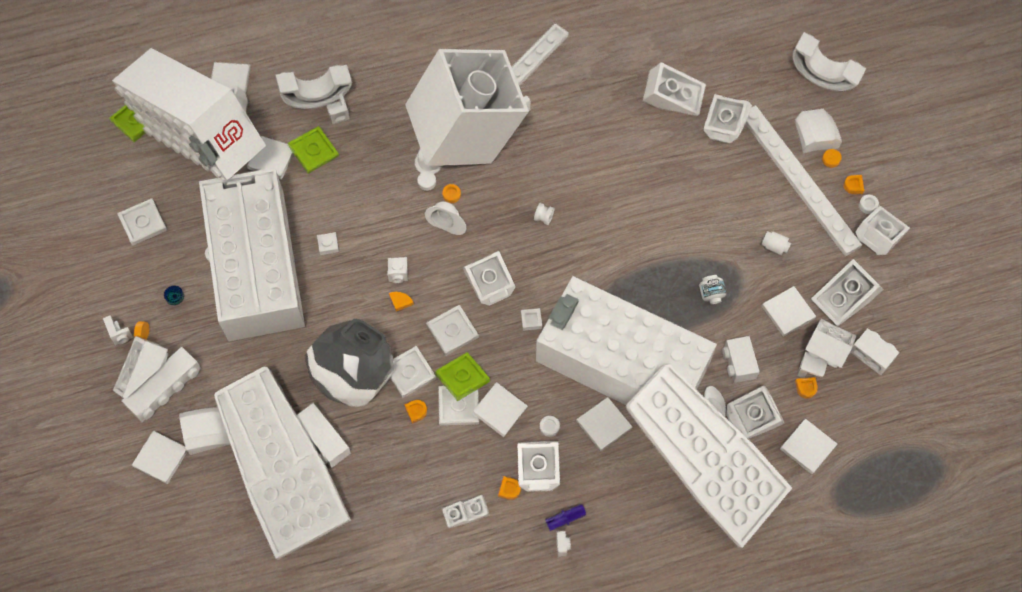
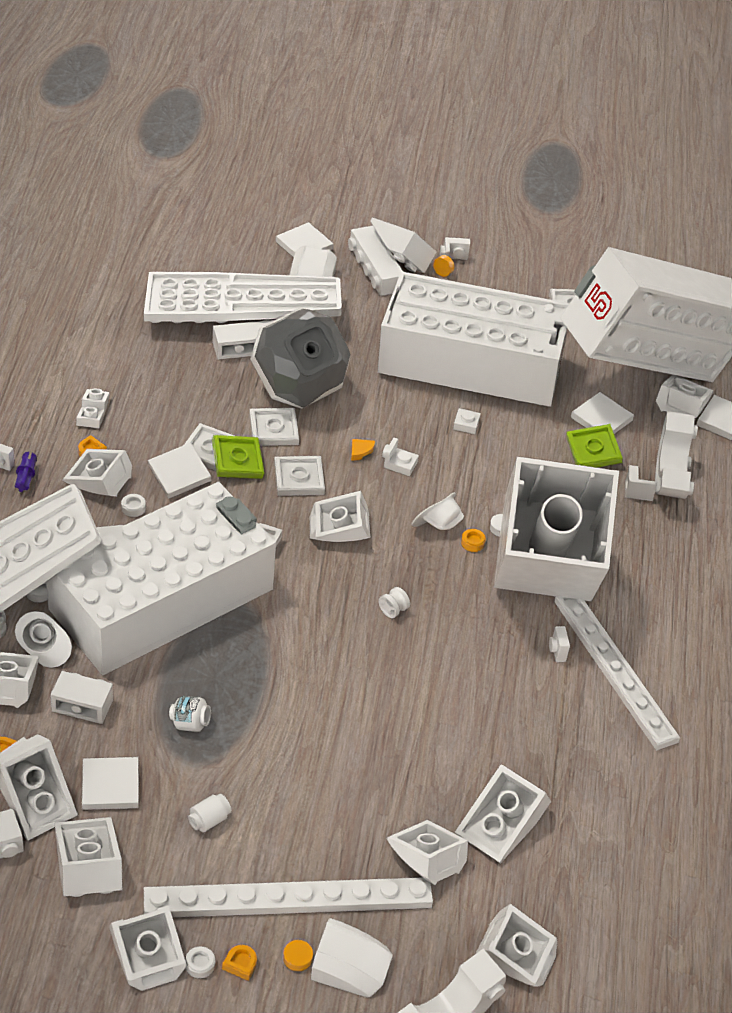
camera: 110 degrees right, 20 degrees down
(416, 410) = (227, 415): light orange tile -> none
(760, 55) = (520, 946): none -> white slope

